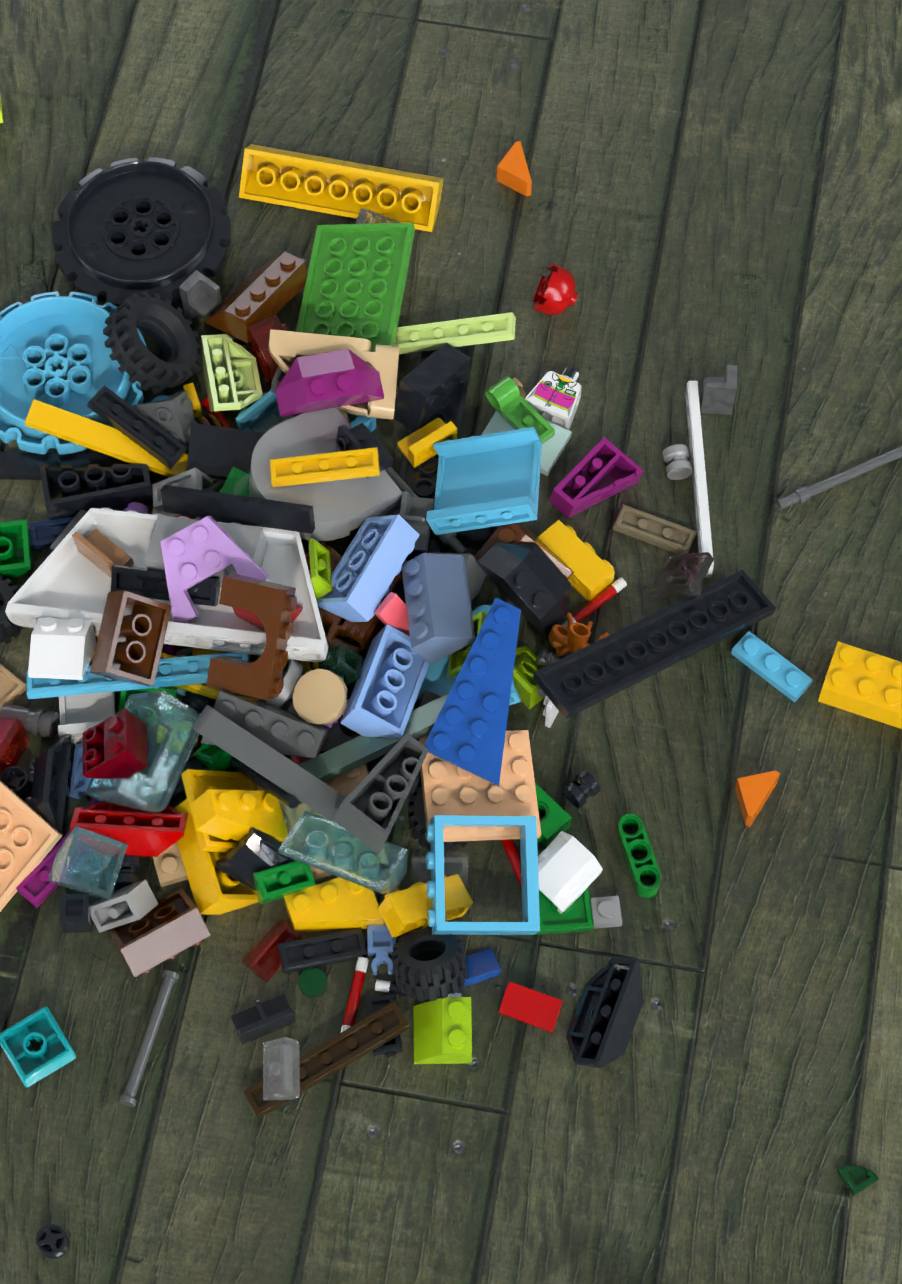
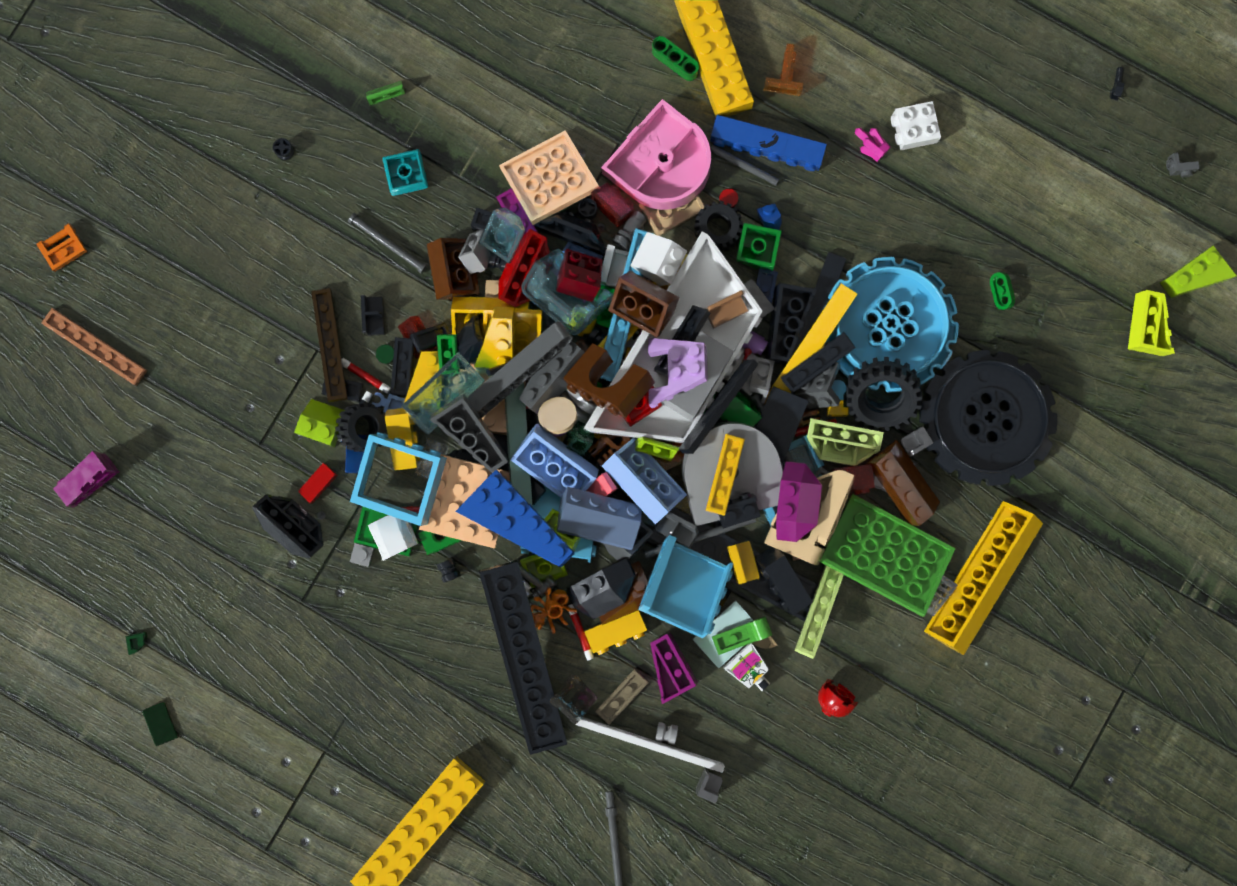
camera: 110 degrees right, 20 degrees up
(267, 924) = (427, 338): none -> black tile
(281, 1069) = (331, 314): clear slope -> none
(514, 171) = (954, 711): orange slope -> none
(638, 843) = (379, 589): green beam -> none
(753, 793) = (402, 683): orange slope -> none
(771, 666) = (491, 734): medium azure plate -> none

